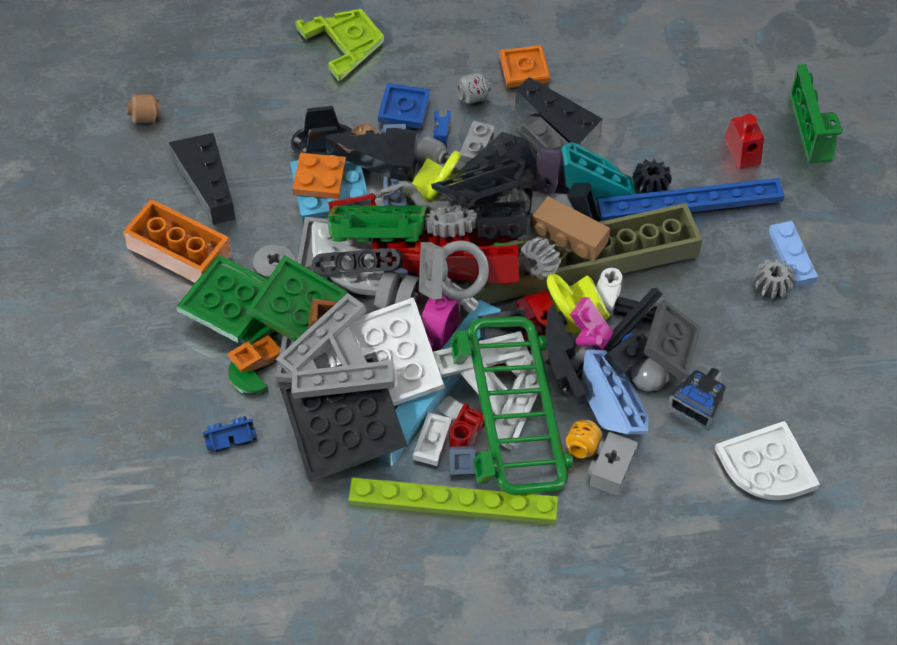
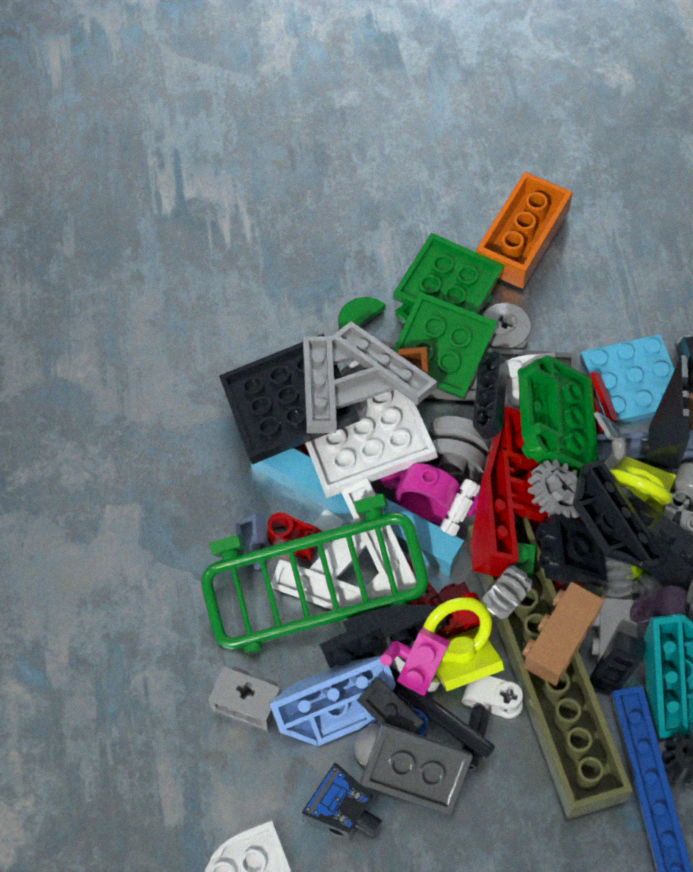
camera: 90 degrees right, 5 degrees up
(203, 170) = (624, 250): black wedge -> none
(238, 429) = (282, 296): blue hinge -> none
(254, 356) = (380, 316): orange slope -> none
(319, 175) = (636, 361): orange plate -> none
(432, 439) = (271, 499): white plate -> none
(434, 270) = (462, 460): light grey tile -> none
(453, 501) = (203, 529): lime plate -> none
(487, 333) = (438, 574): black plate -> none
(583, 438) = (277, 662): light orange head -> none

